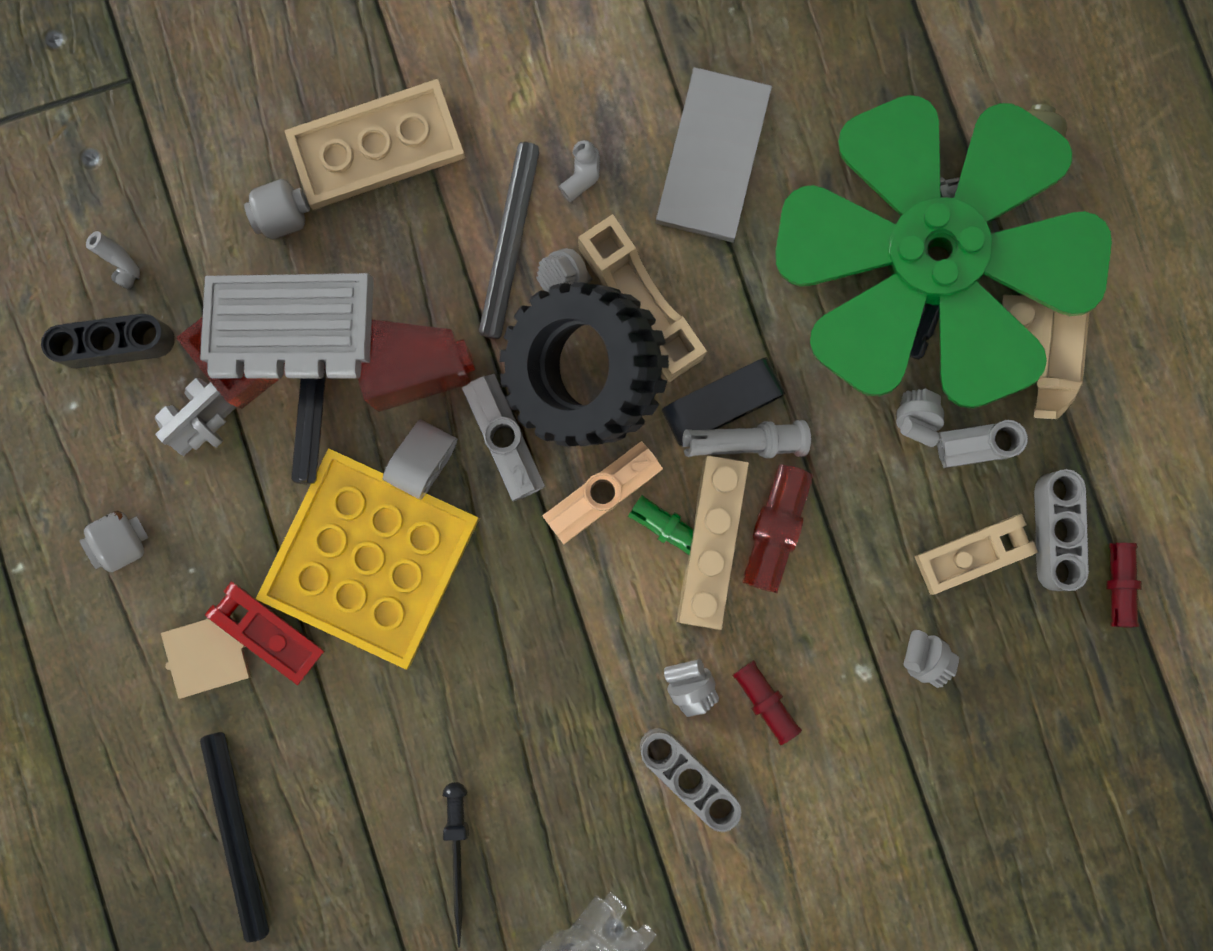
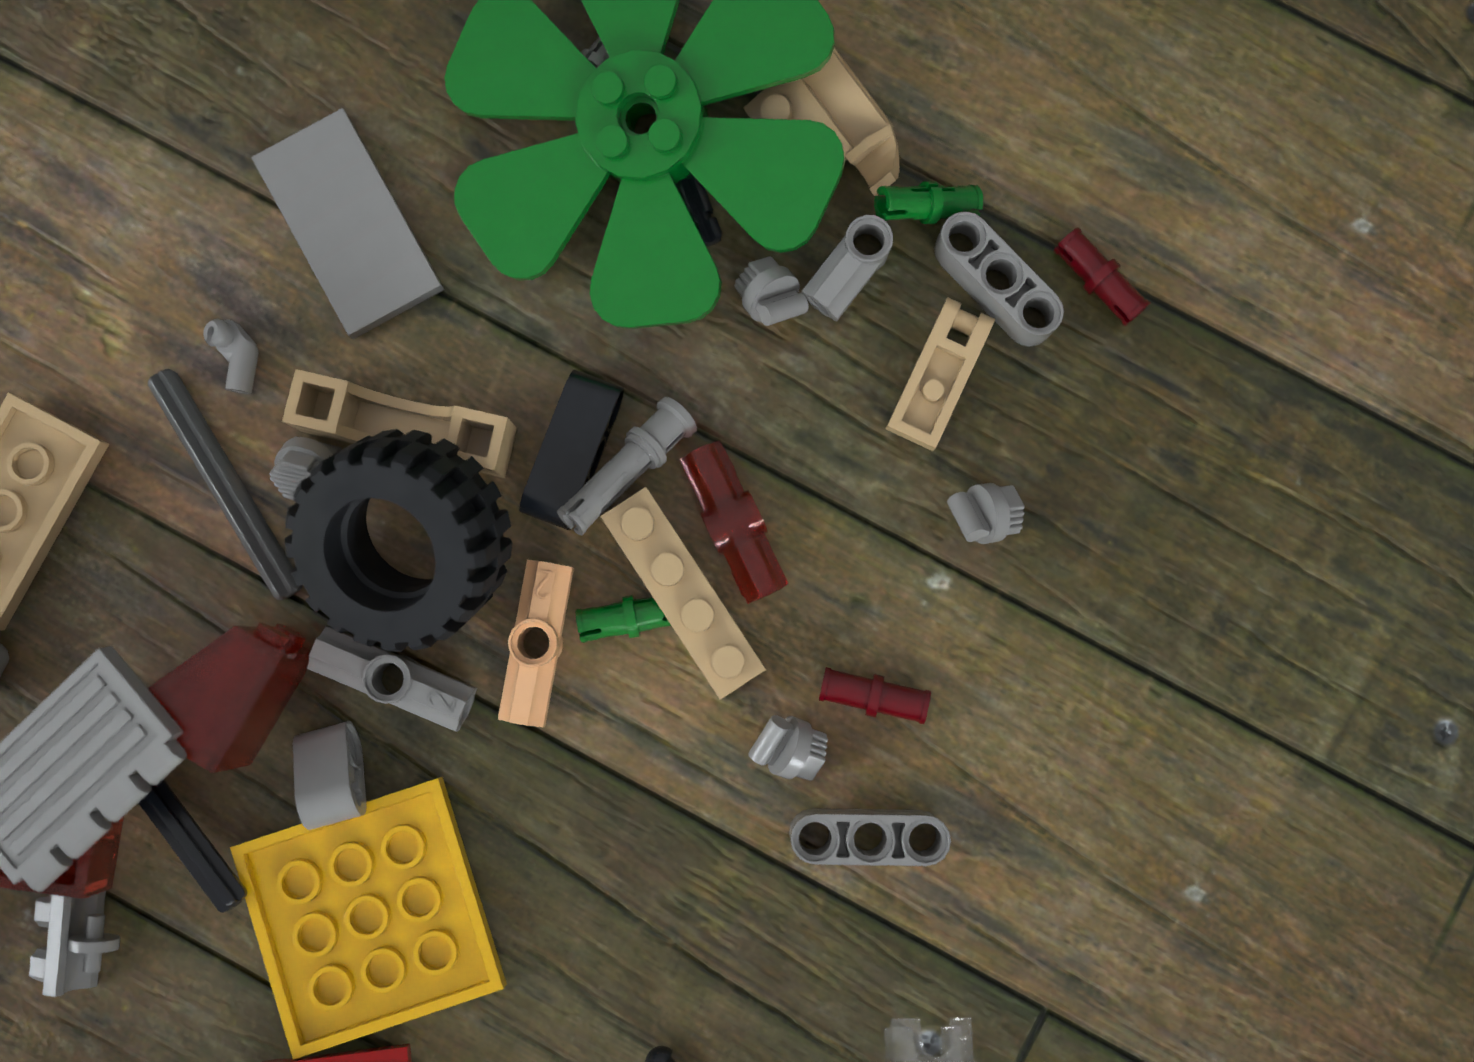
camera: 40 degrees left, 0 degrees up
(1061, 448) = (927, 201): none -> green pin

